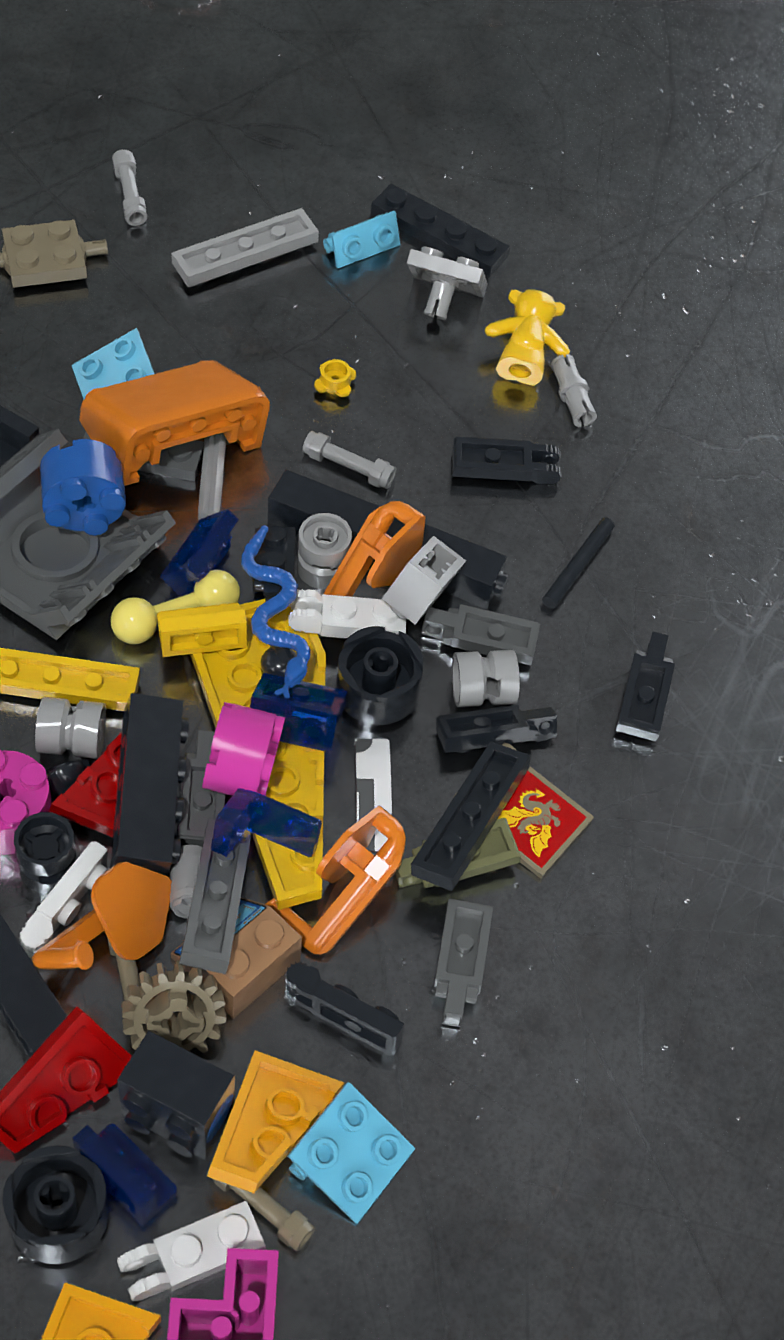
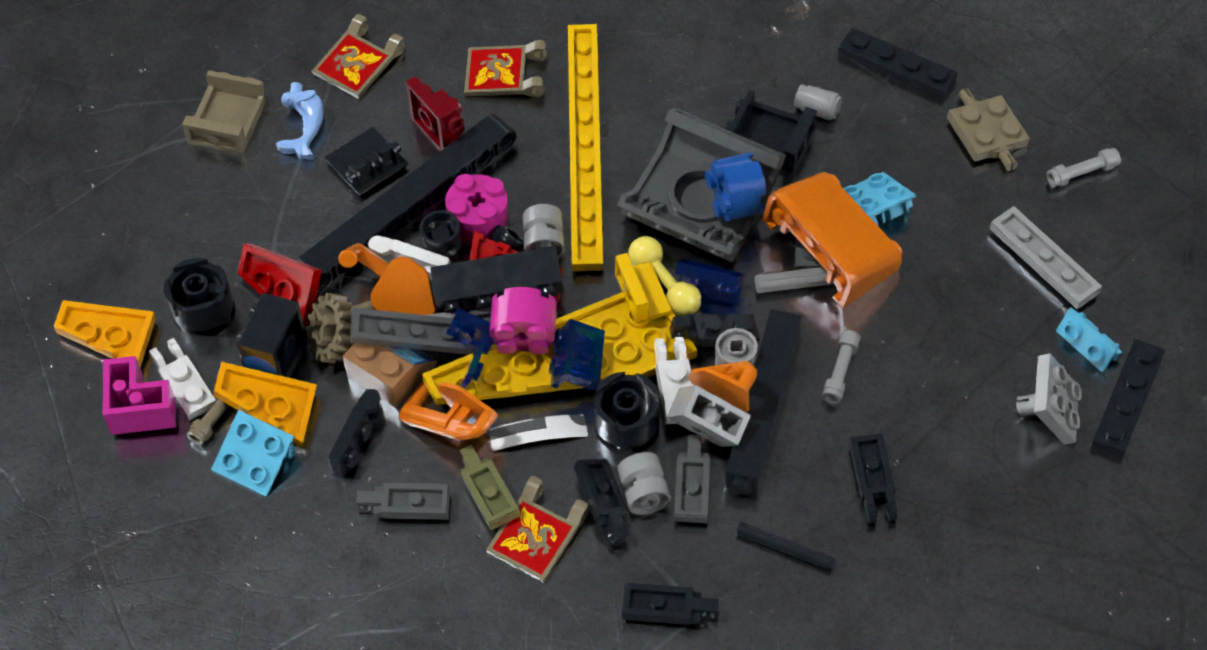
camera: 90 degrees right, 0 degrees up
(126, 1171) = (218, 329): clear blue bracket -> none
(275, 660) = (622, 343): black piece -> none
(297, 666) = (602, 342): blue animal -> none
(335, 378) = (927, 337): yellow plate -> none
(470, 816) = (510, 480): black plate -> none
(524, 353) = (1017, 474): yellow piece -> none
(573, 390) = (971, 521): light grey pin -> none

